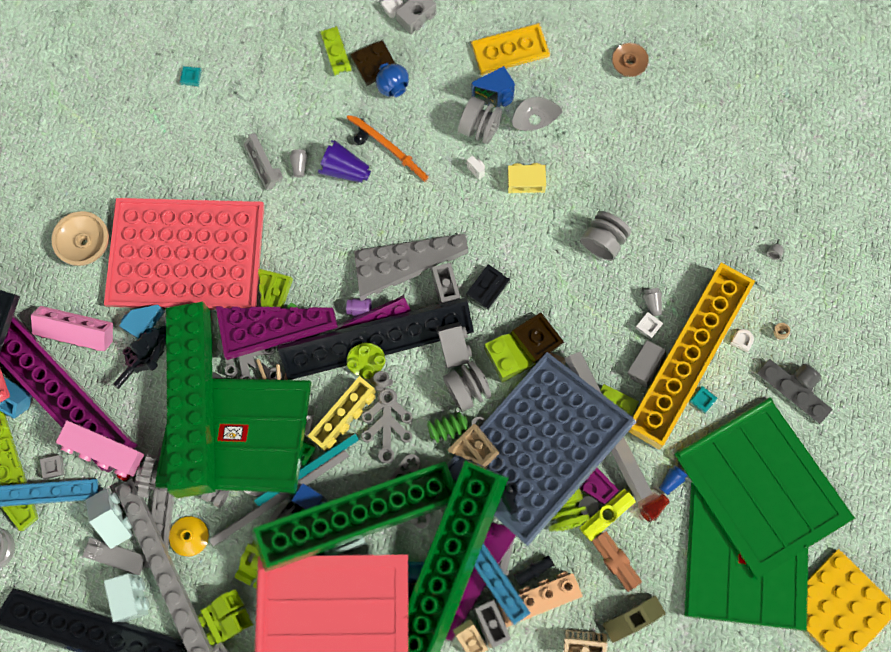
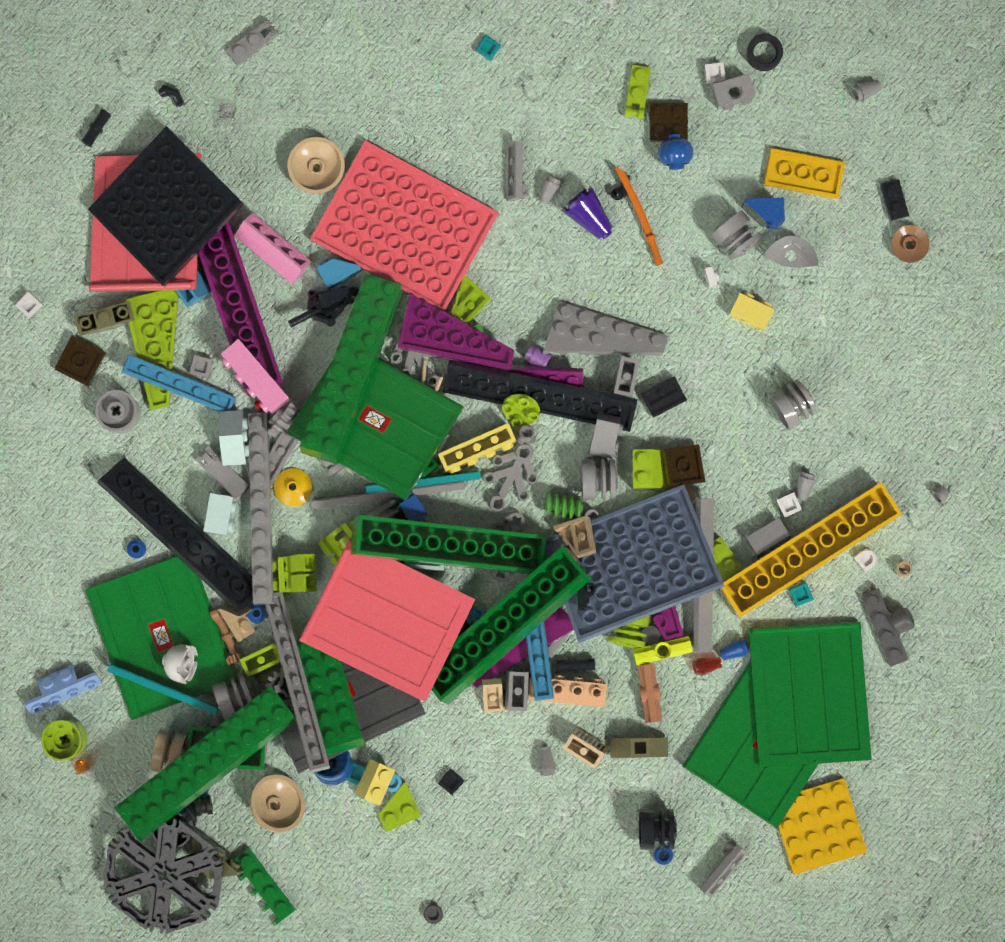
camera: 15 degrees right, 10 degrees up
(597, 34) = (894, 200): none -> black plate

